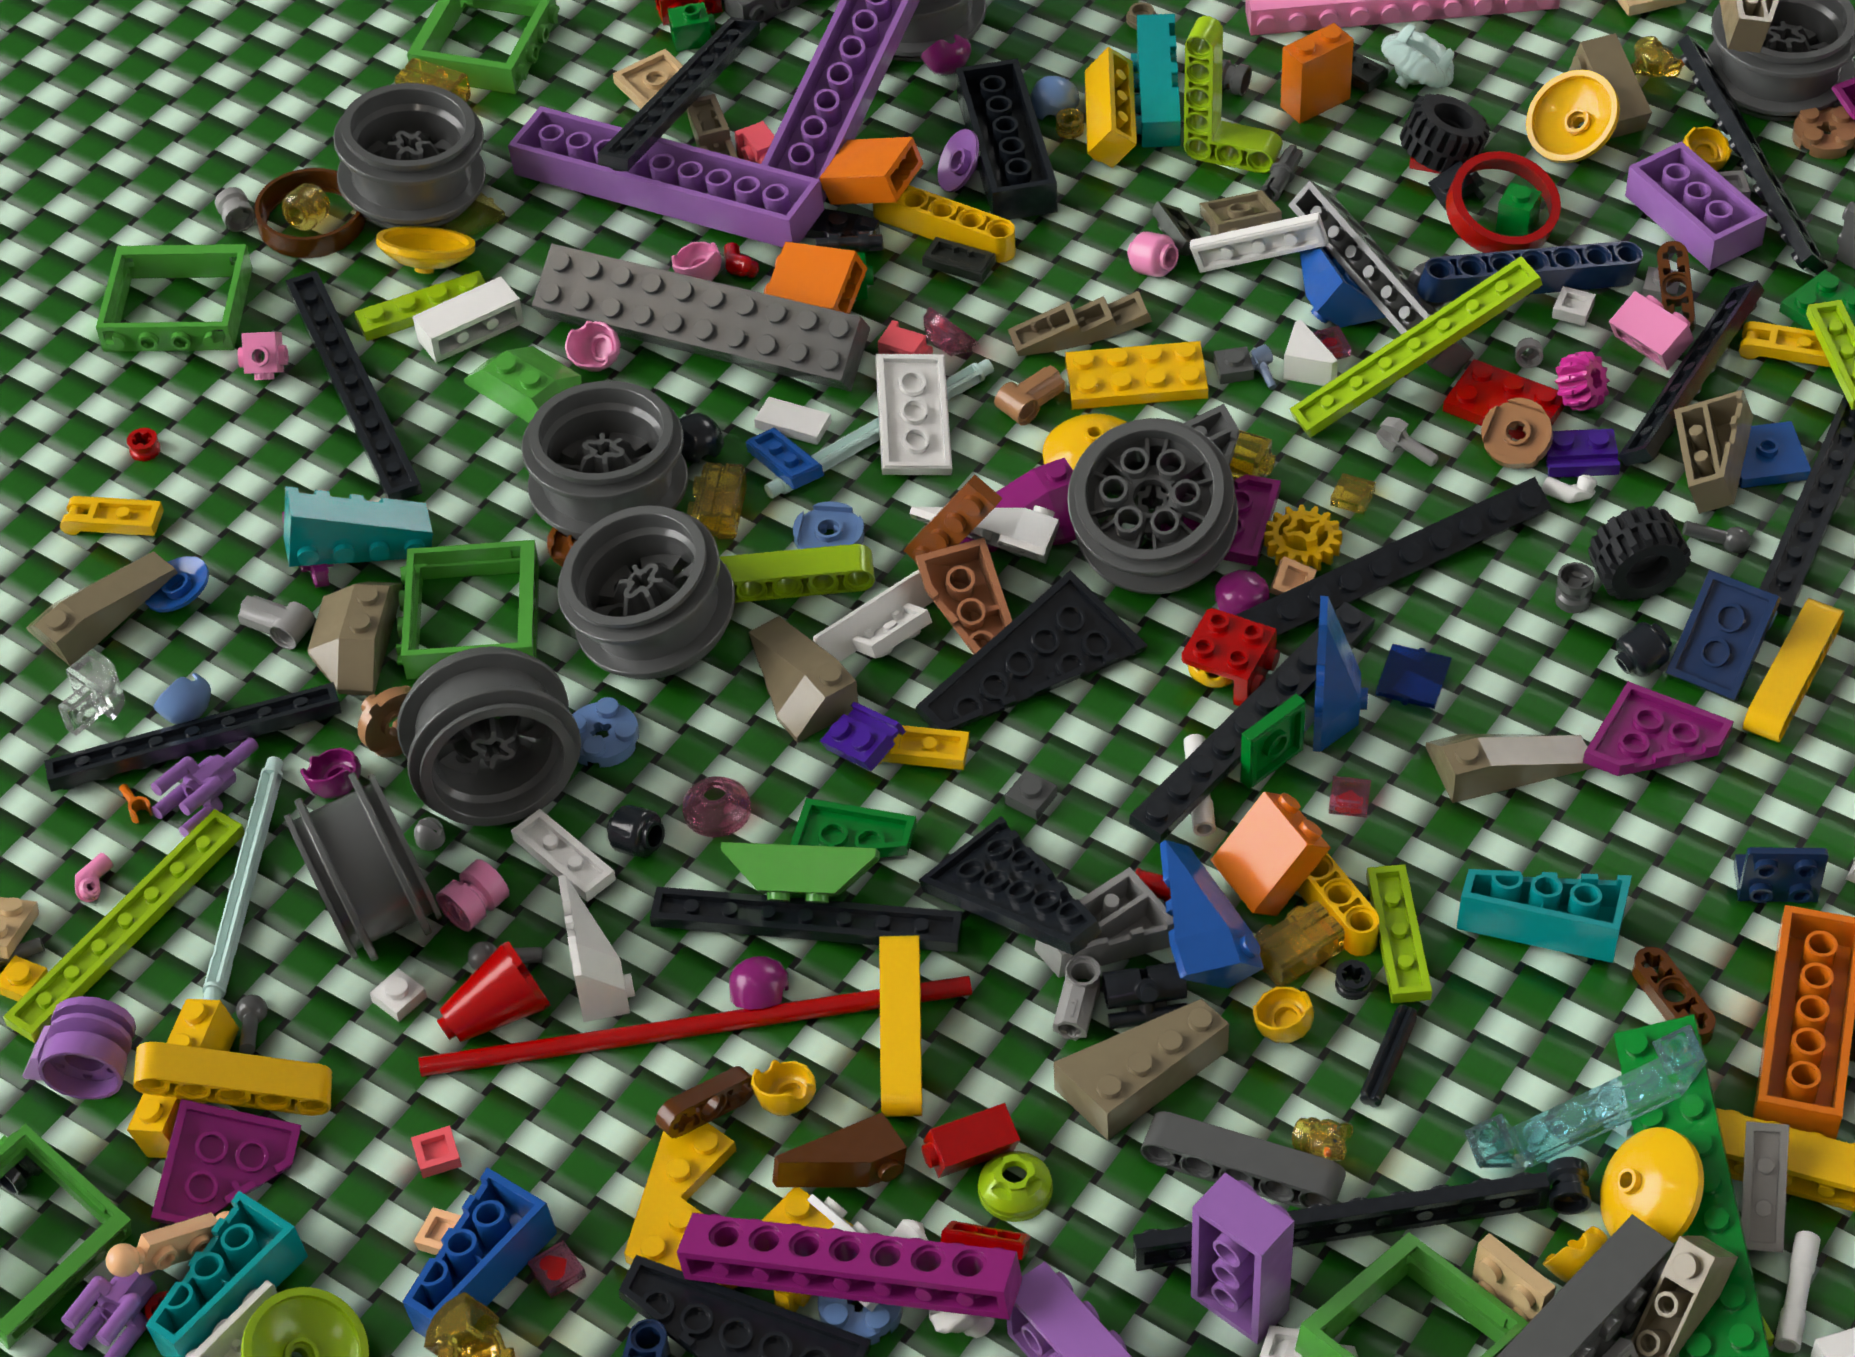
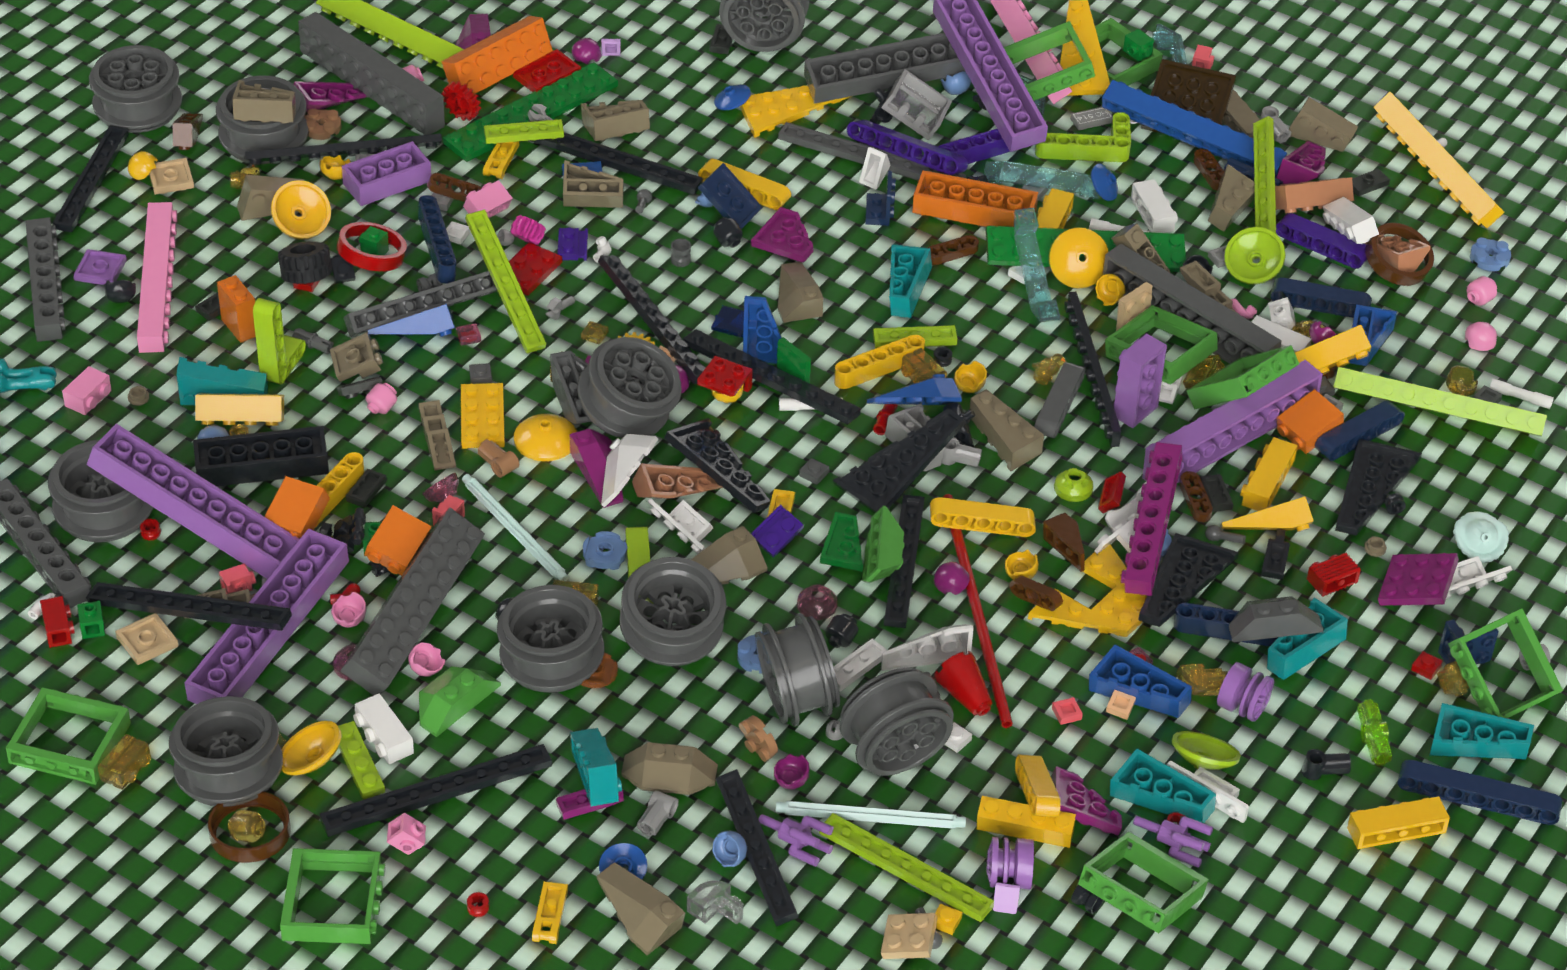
camera: 95 degrees left, 5 degrees down
(88, 878) = (871, 893): bright pink arm -> none
(135, 803) = (810, 875): orange hand -> none
(163, 1246) = (1146, 806): light nougat plate -> none
(235, 209) = (239, 869): light grey wheel -> none
(250, 1011) = (967, 806): dark grey bar -> none
(463, 562) = (656, 687): bright green window -> none
(784, 458) = (543, 566): blue tile -> none
(793, 420) = (501, 569): white tile -> none
(913, 414) = (512, 506): white tile -> none
(955, 519) = (637, 466): dark orange plate -> none
(958, 160) = (268, 470): medium lavender dish -> none
(970, 1140) = (1055, 492): red brick -> none
(1236, 77) = (216, 355): dark grey wheel -> none
(1259, 242) = (392, 344): white tile -> none
(1260, 359) = (478, 360): sand blue hand -> none
(1270, 853) = (875, 366): orange brick -> none
(1308, 358) = (482, 339): white slope -> none
(1349, 796) = (819, 350): clear pink tile -> none
(1388, 1056) = (990, 347): black axle -> none
(1418, 58) = (214, 272): light aqua piece -> none
(1525, 451) = (563, 270): medium nougat plate -> none
(1568, 1182) = (1064, 288): black wheel -> none
(1639, 553) = (670, 217): black tyre -> none
(1691, 373) = (523, 193): black plate -> none
(1765, 1185) = (1065, 218): dark grey plate -> none

